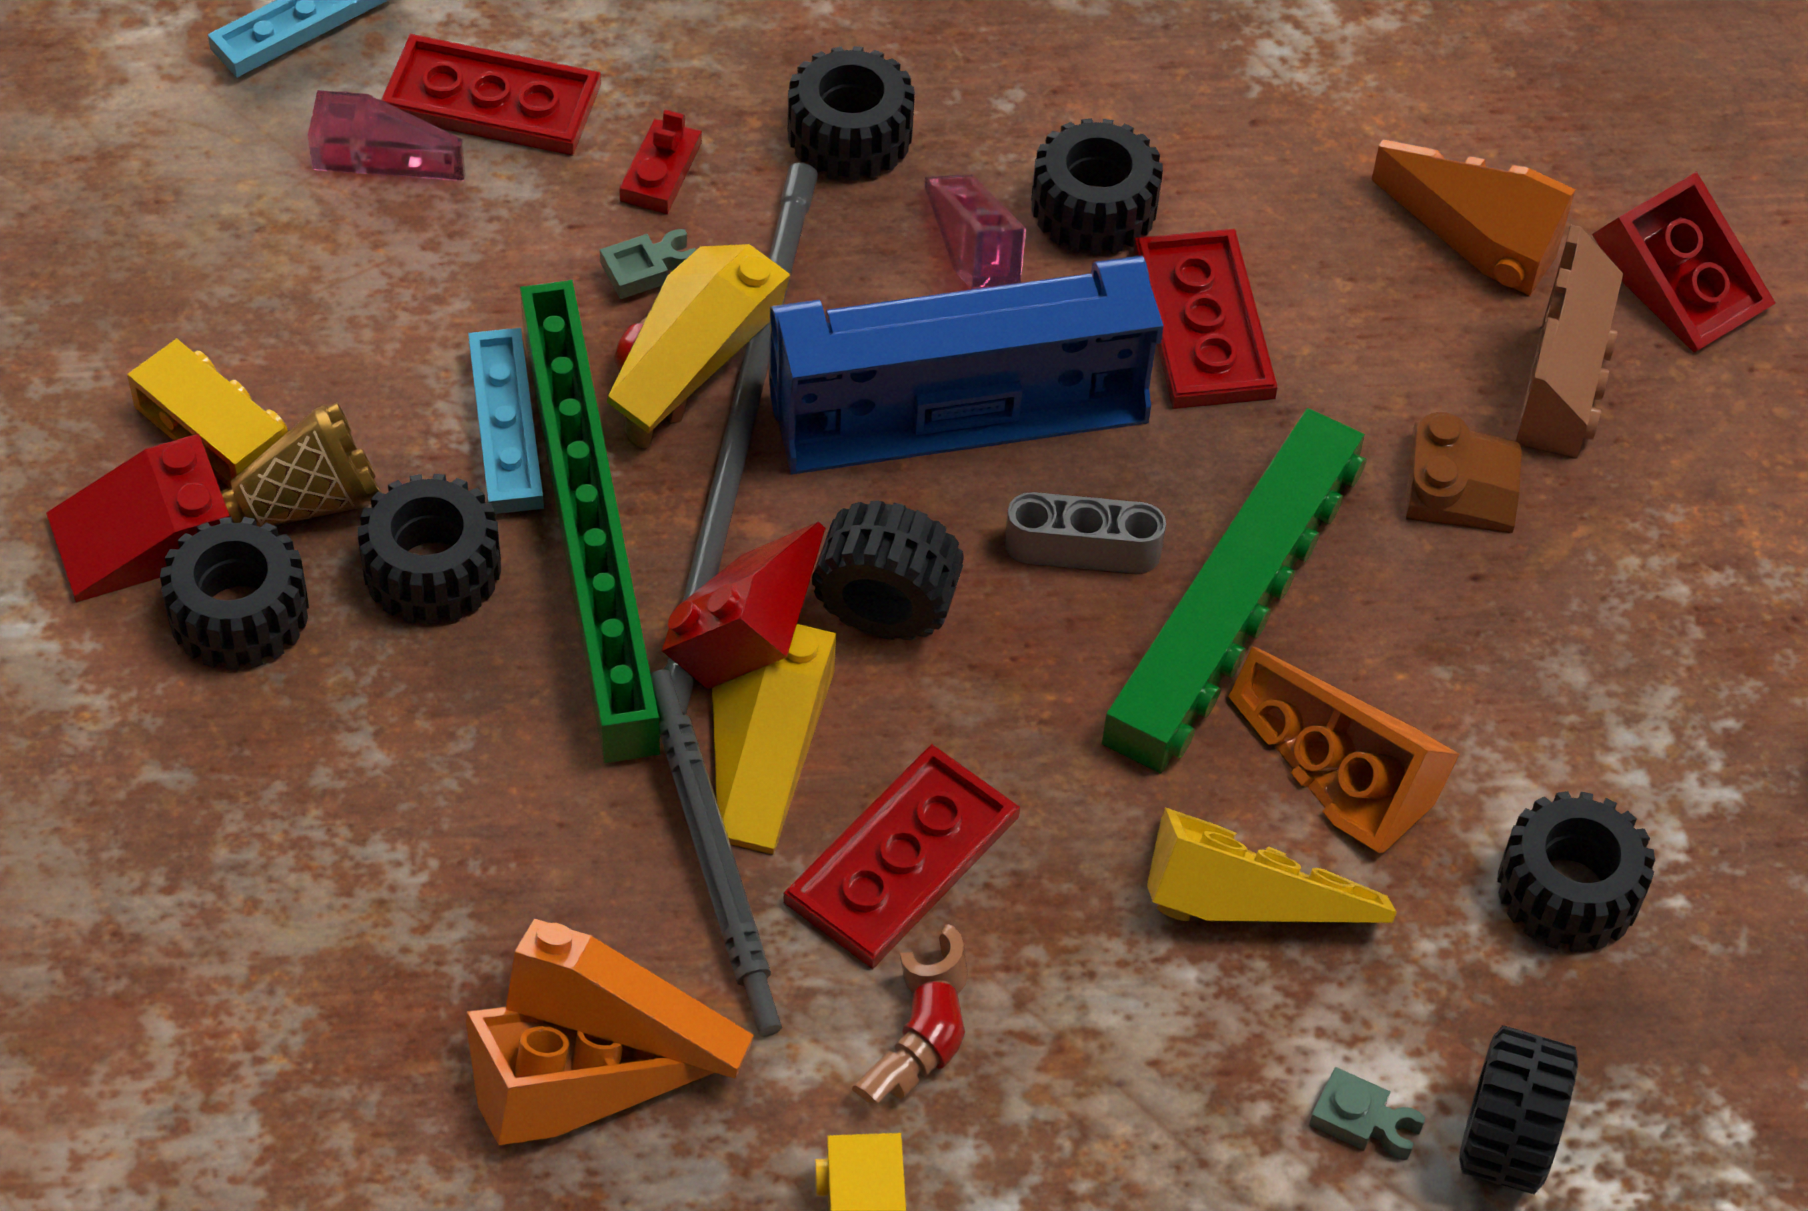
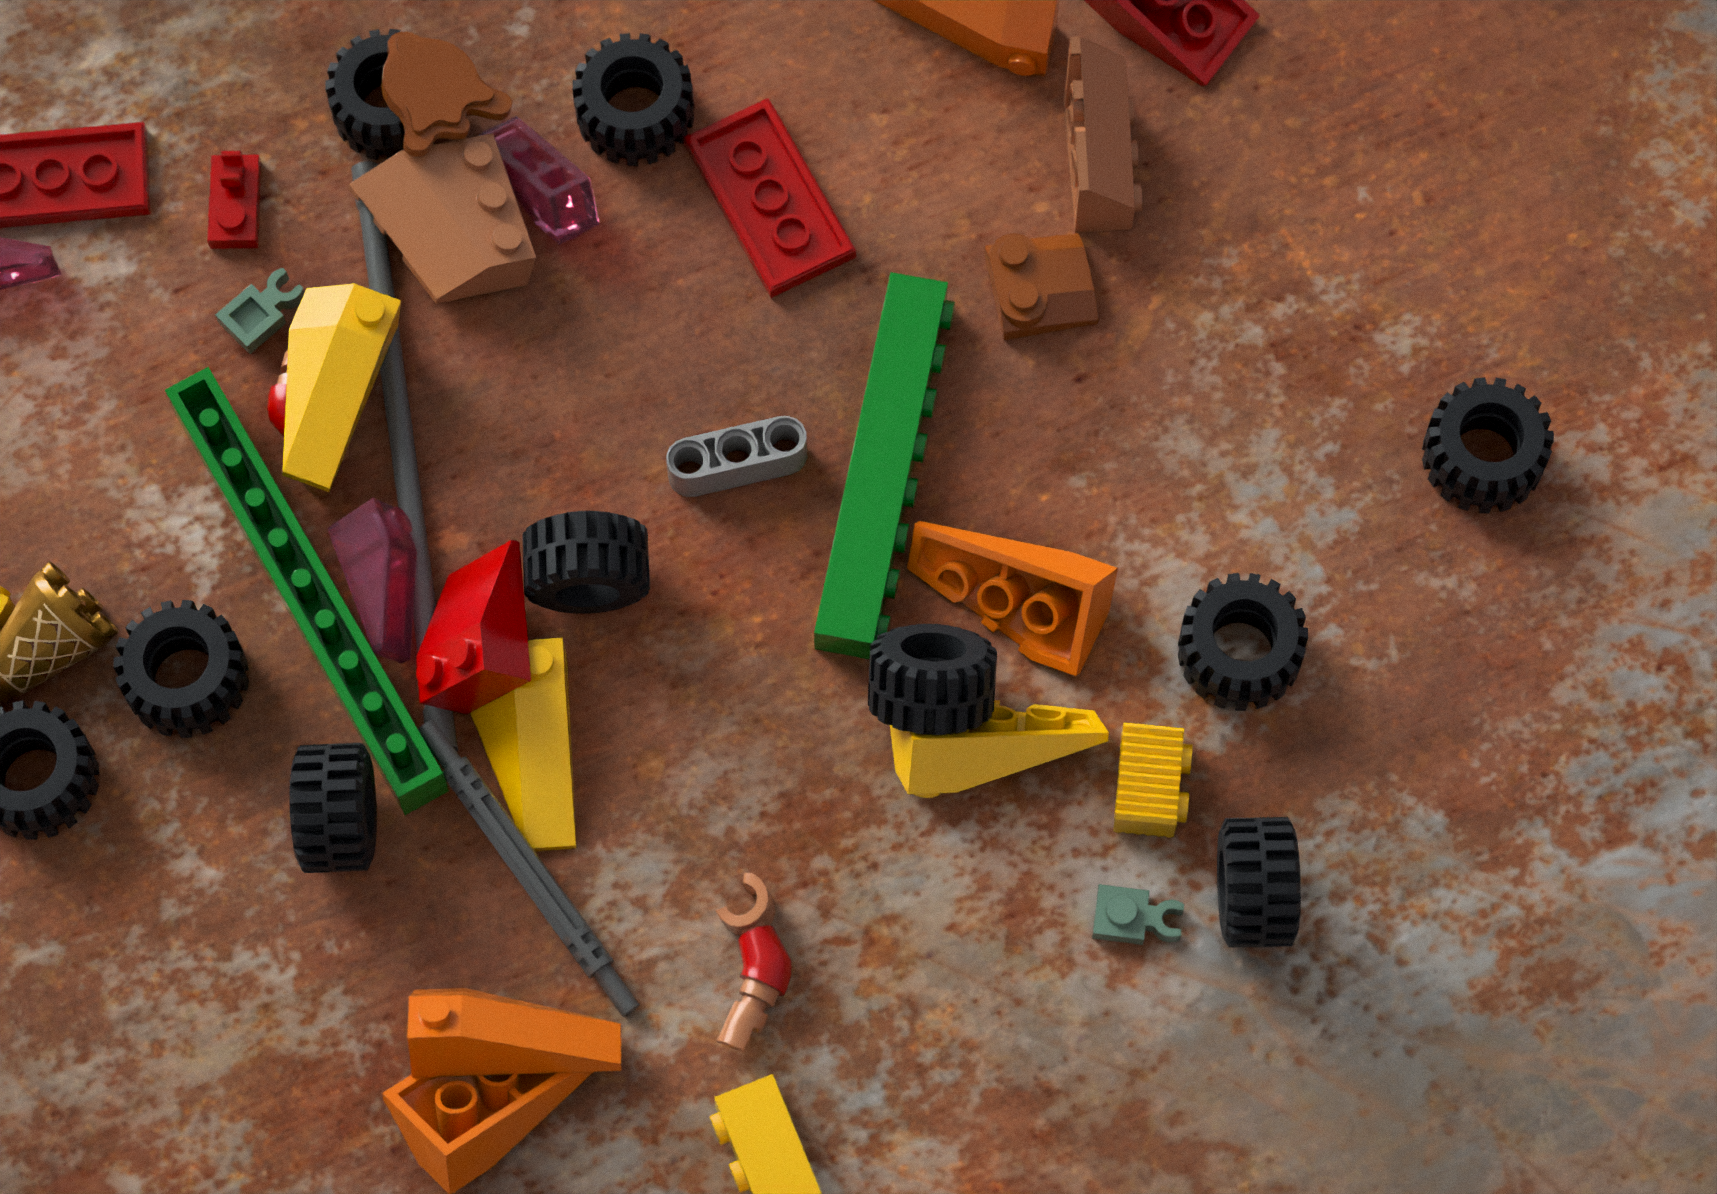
camera: 15 degrees left, 15 degrees up
(505, 421) = (196, 515): medium azure plate -> none
(530, 716) = (333, 807): none -> black tyre
(670, 522) = (380, 571): none -> clear pink slope
(869, 226) = (451, 218): none -> nougat wedge
(898, 109) = (434, 91): none -> dark orange tile
(901, 856) = (684, 813): red tile -> none
(963, 367) = (583, 338): blue piece -> none
(1219, 792) = (932, 679): none -> black tyre
(1426, 979) = (1150, 780): none -> yellow brick

